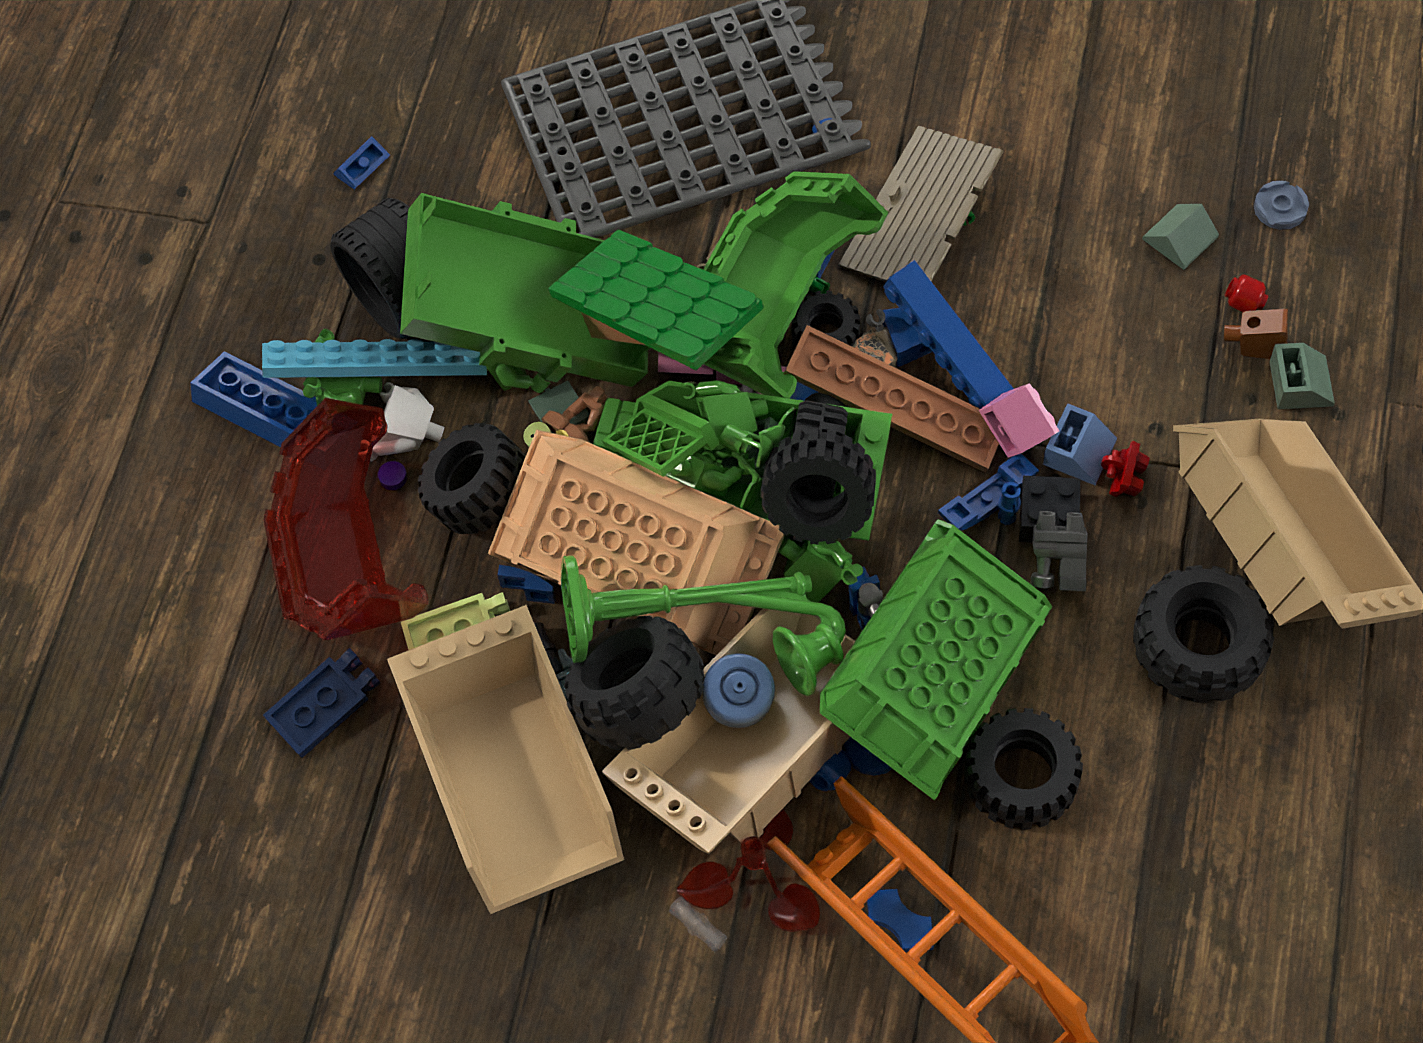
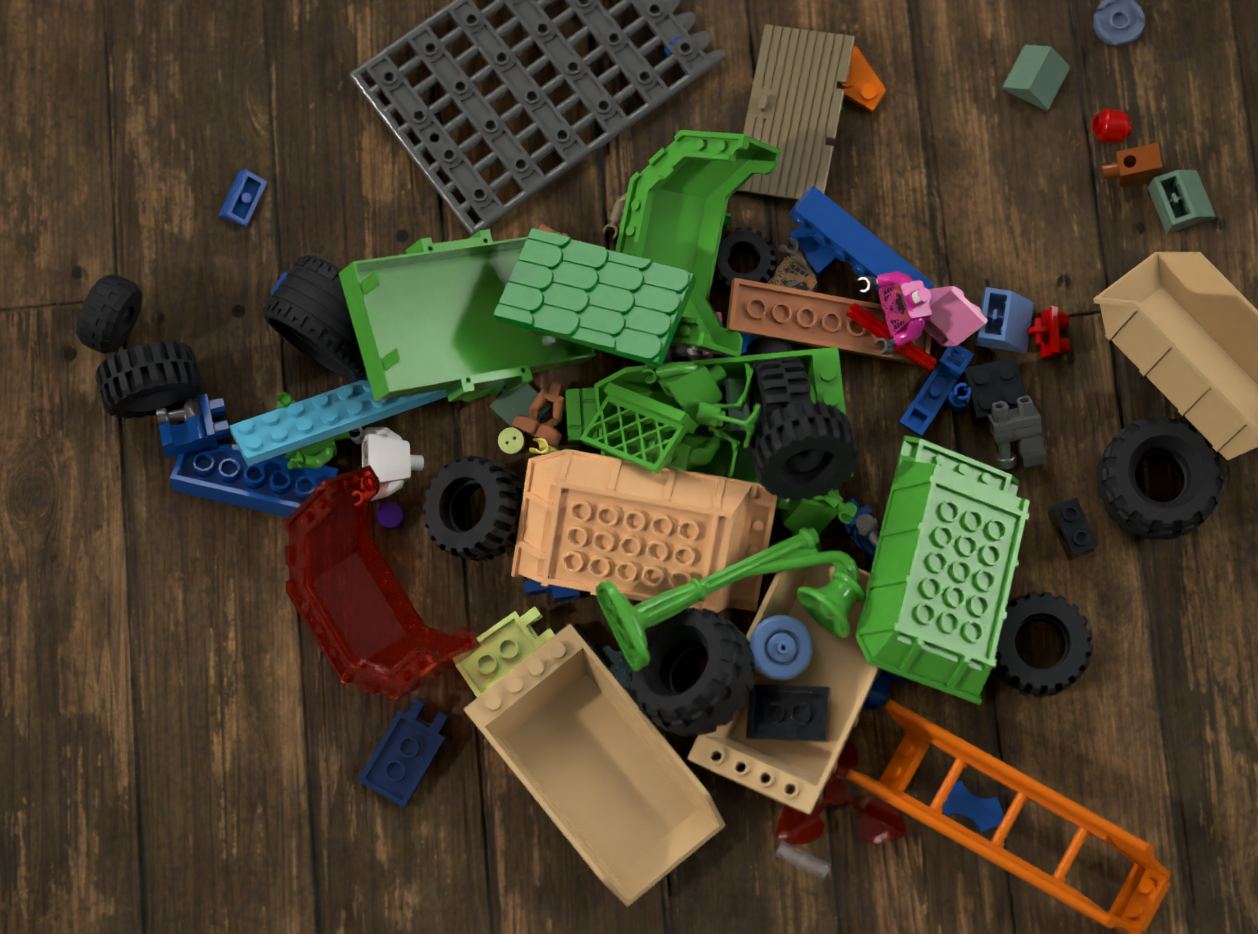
camera: 20 degrees left, 15 degrees up
(191, 223) = (109, 313): none -> black tyre
(202, 283) = (148, 379): none -> black tyre
(230, 344) = (197, 431): none -> blue hips
(727, 760) = (788, 713): none -> black plate
(955, 428) = (881, 330): none -> red axle
(974, 396) = (904, 307): none -> dark pink torso
(999, 200) = (862, 83): none -> orange wing
(1094, 664) = (1072, 529): none -> black brick

